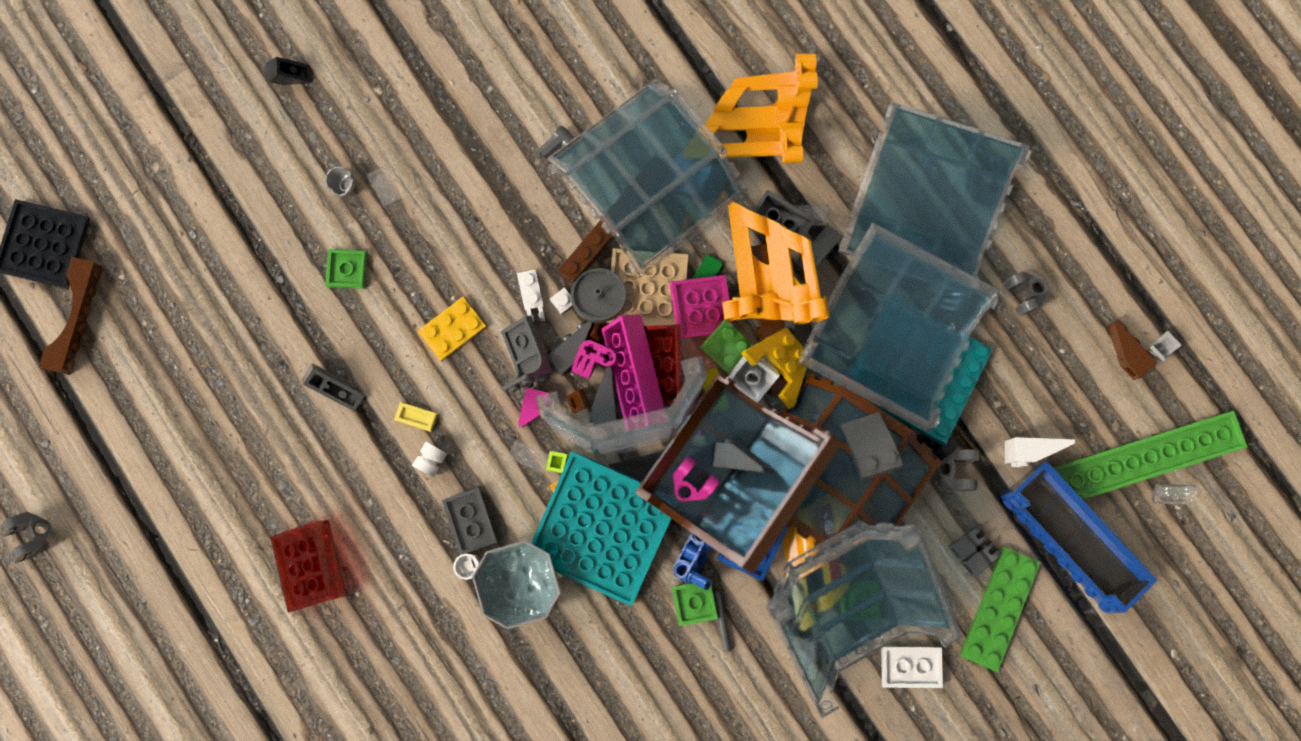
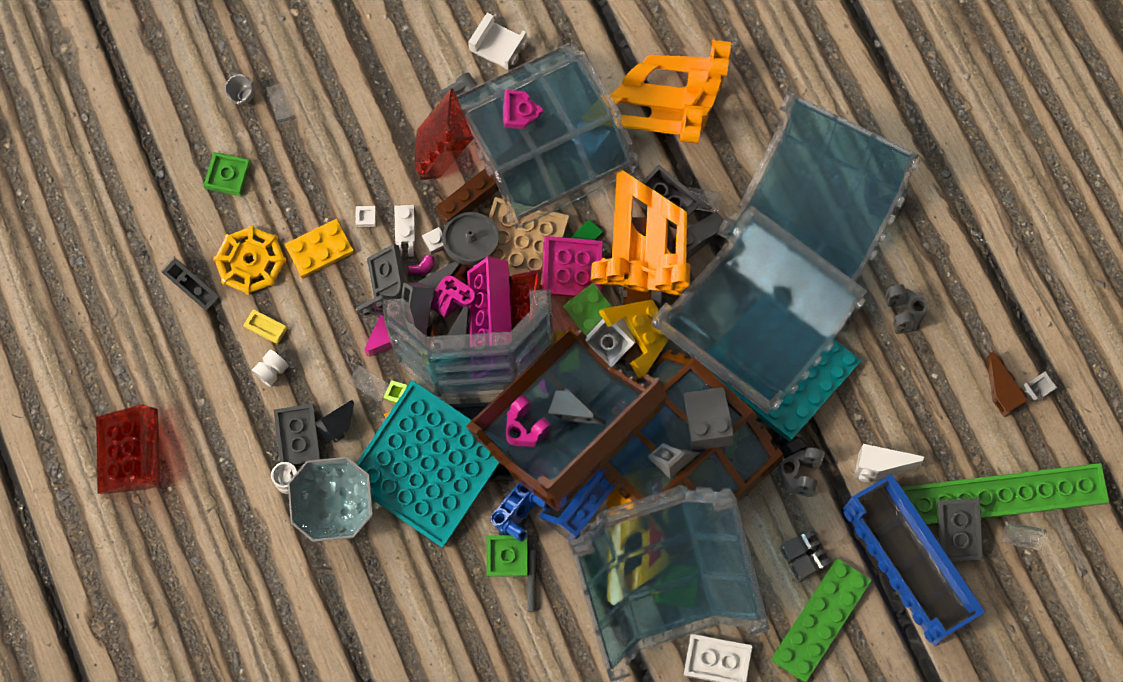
camera: 15 degrees right, 10 degrees down
(393, 361) = (253, 269): none -> yellow plate
(491, 289) = (365, 216): none -> white plate
(505, 502) = (336, 423): none -> black slope
(550, 199) = (441, 138): none -> clear red slope
(558, 329) = (424, 267): none -> dark pink arm
(560, 374) = (417, 304): none -> dark grey slope
(584, 89) = (497, 43): none -> white panel
(625, 162) = (519, 109): none -> dark pink plate
(843, 494) = (671, 459): none -> light grey slope
(1116, 499) = (960, 528): none -> dark grey plate

